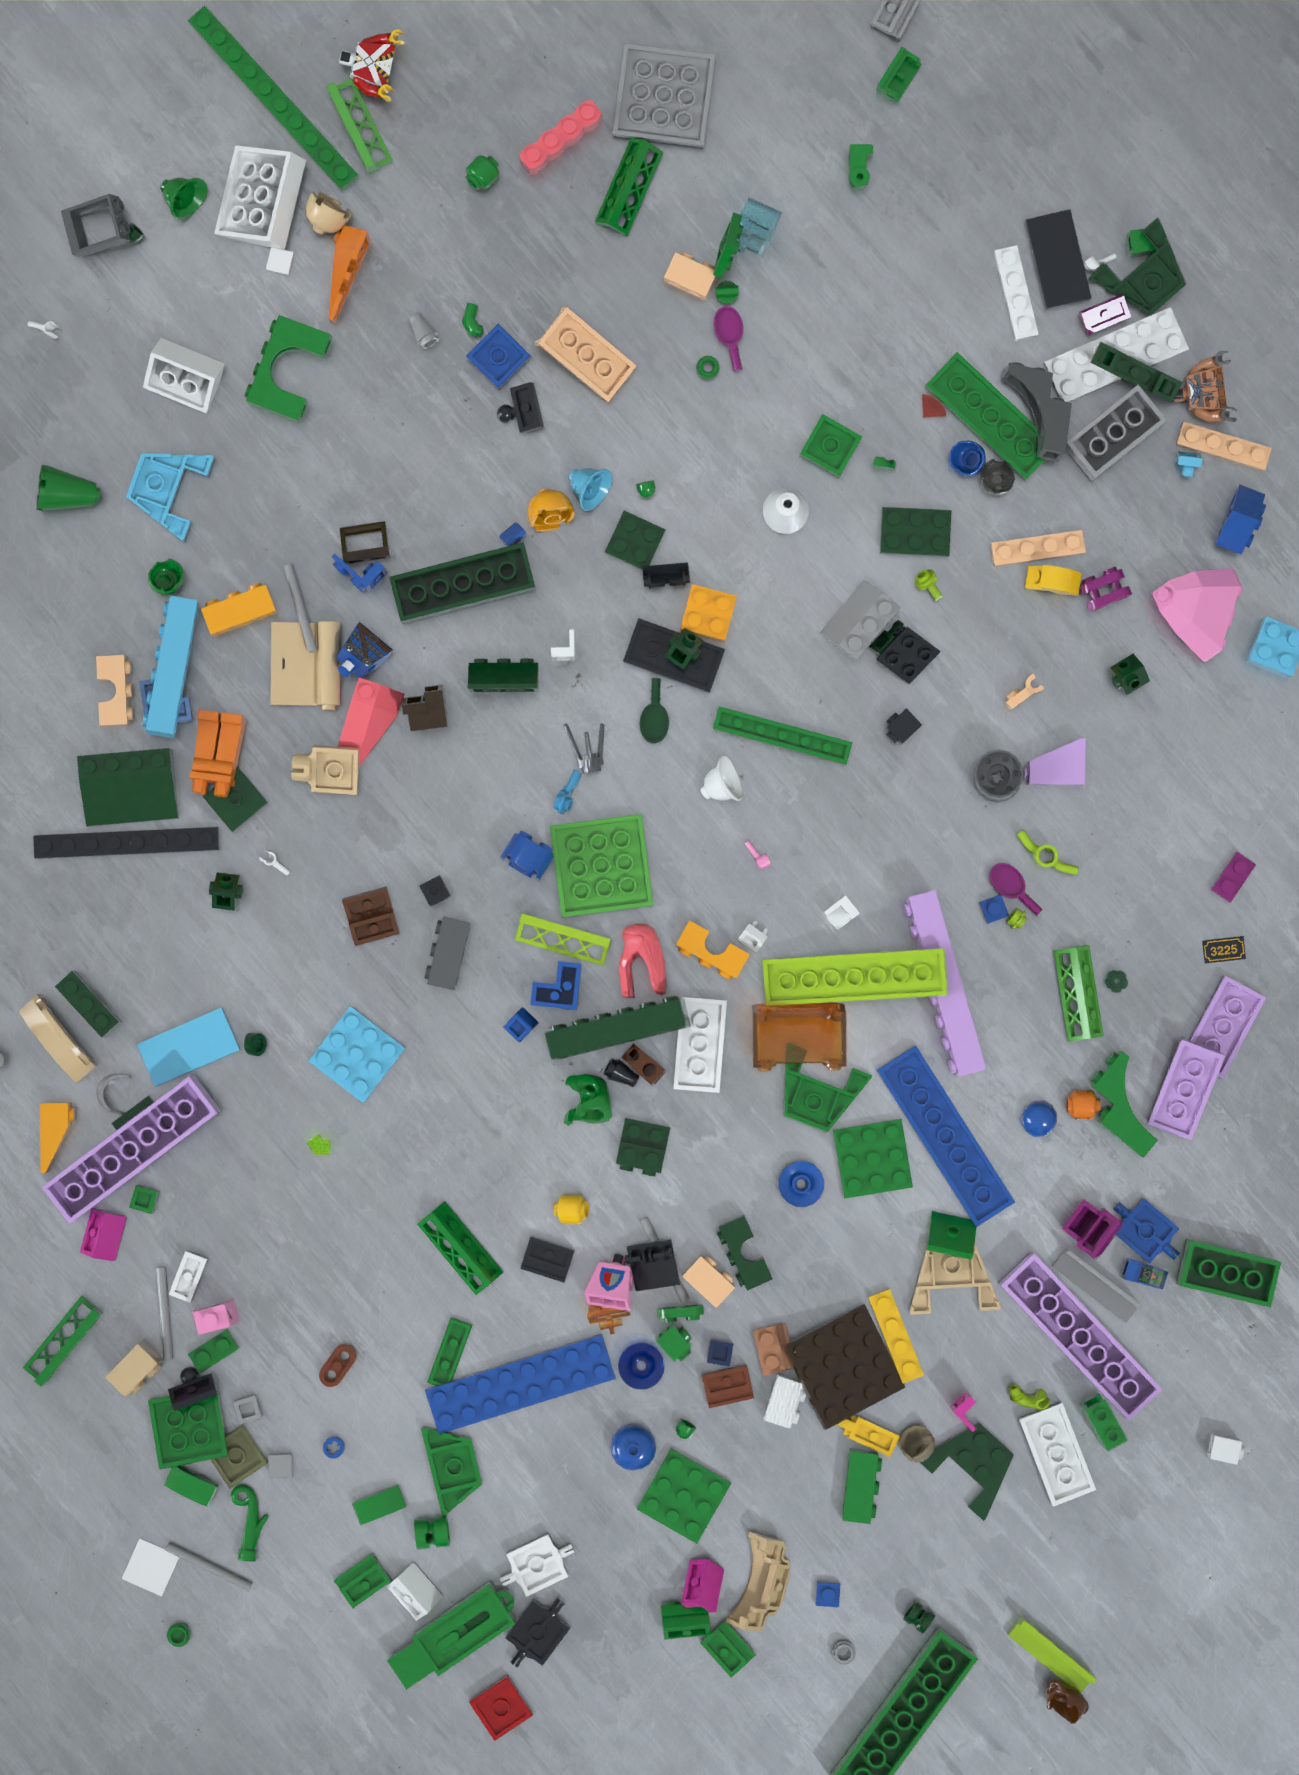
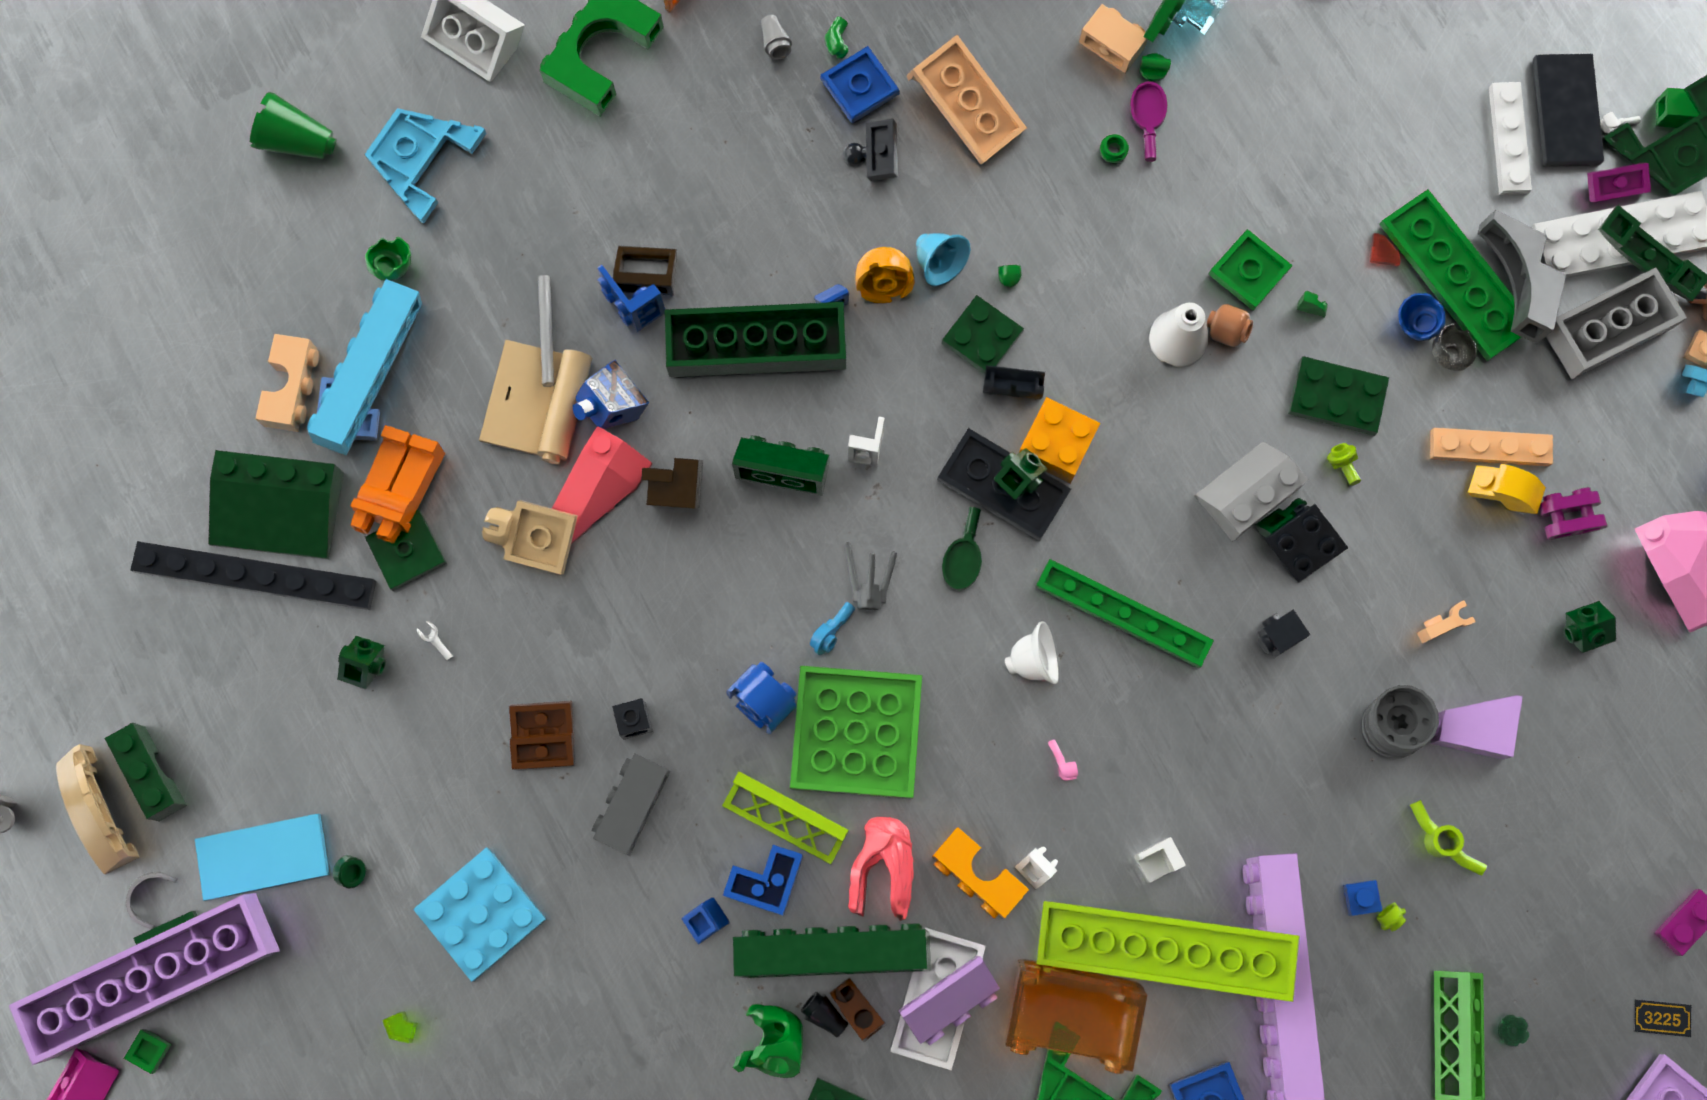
camera: 10 degrees right, 10 degrees down
(54, 1126) = (55, 927): light orange slope -> none
(238, 609) = (468, 316): light orange brick -> none
(708, 1045) = (950, 1001): none -> lavender slope
(822, 494) = (1230, 325): none -> nougat head
(1011, 884) = (1392, 870): magenta piece -> none

